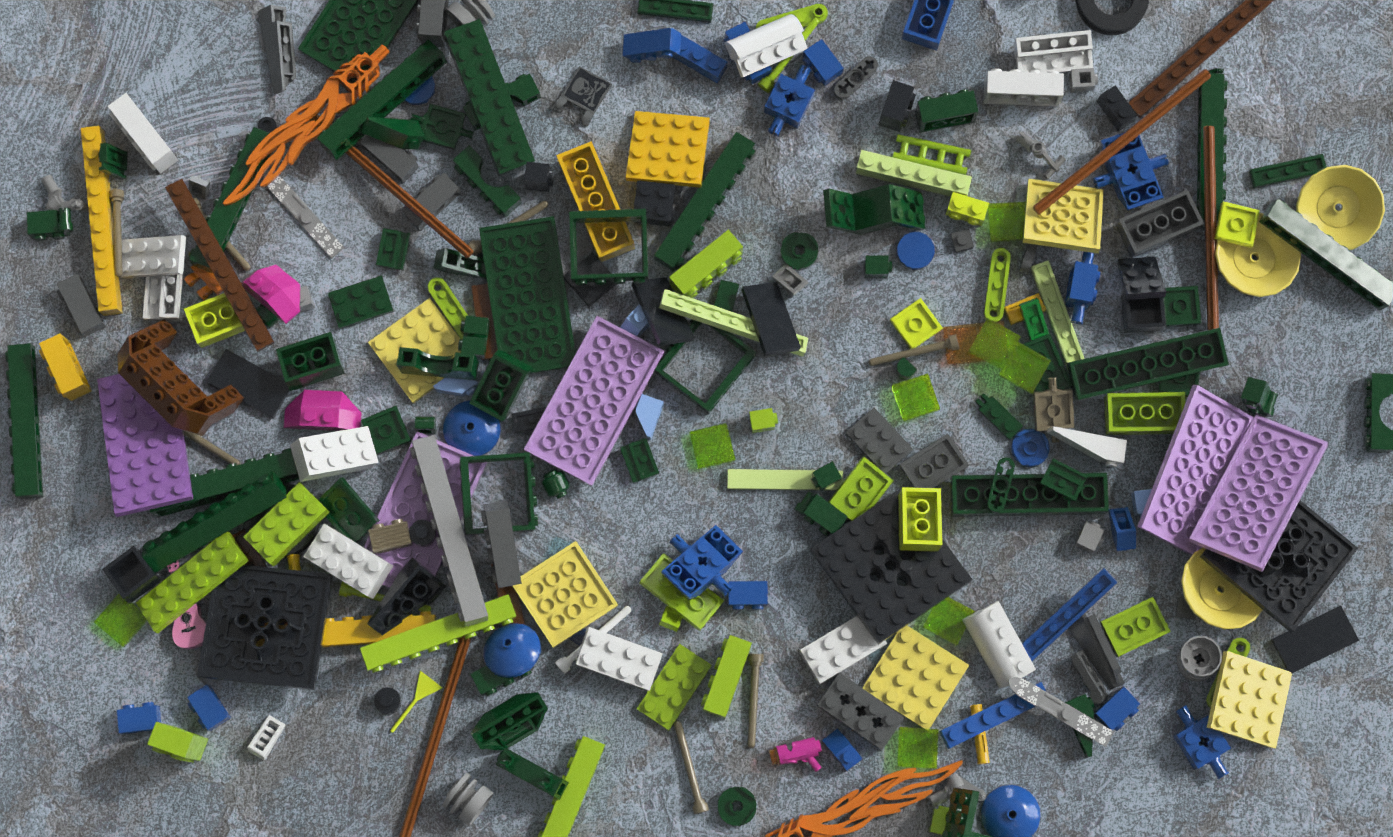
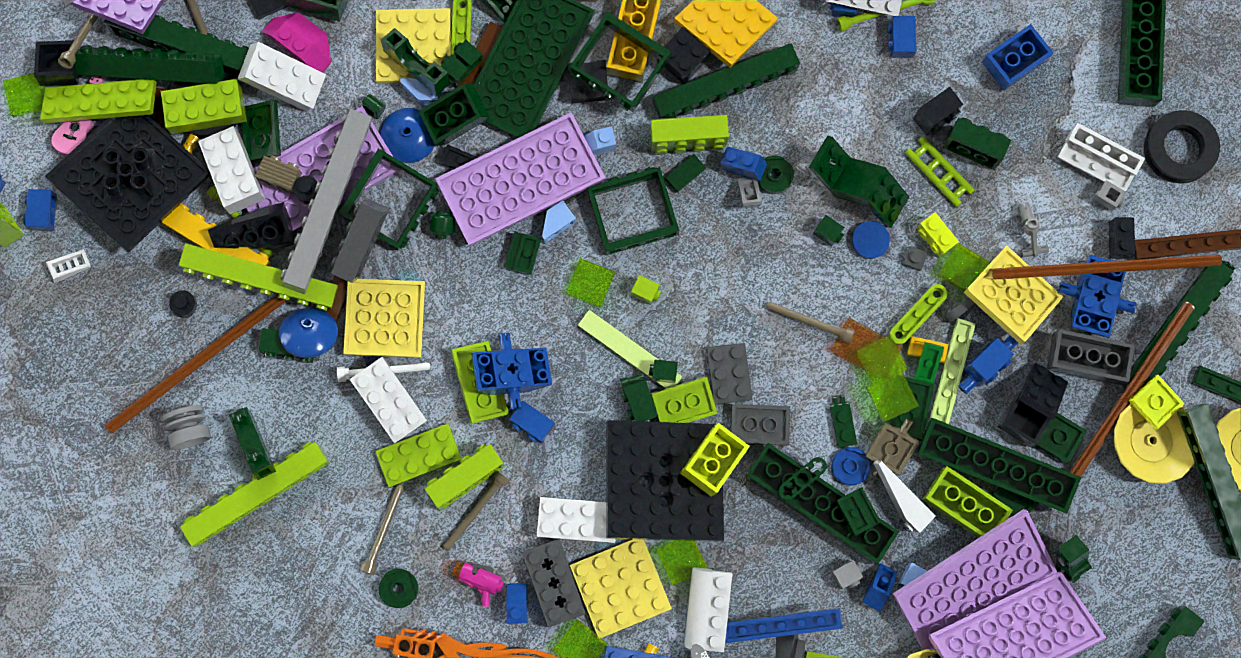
camera: 30 degrees right, 0 degrees up
(142, 564) = (67, 58): none -> dark tan piece
(387, 430) = (339, 89): dark green plate -> none
(424, 688) = (222, 314): neon yellow piece -> none
(510, 722) = (265, 389): dark green wedge -> none
(665, 325) = (627, 145): black tile -> none
(670, 619) = (454, 398): lime plate -> none
(716, 317) = (678, 194): yellowish green plate -> none
(768, 259) = (743, 163): none -> blue brick
(770, 318) = (711, 212): black tile -> none
(786, 89) = (851, 59): blue brick -> none
(862, 65) = (916, 74): dark grey beam -> none
(905, 369) = (792, 330): dark green brick -> none
(912, 174) = (911, 175): yellowish green brick -> none
(915, 397) = (784, 359): clear neon green plate -> none
(916, 324) = (828, 299): neon yellow tile -> none
(1023, 88) = (1055, 168): white brick -> none

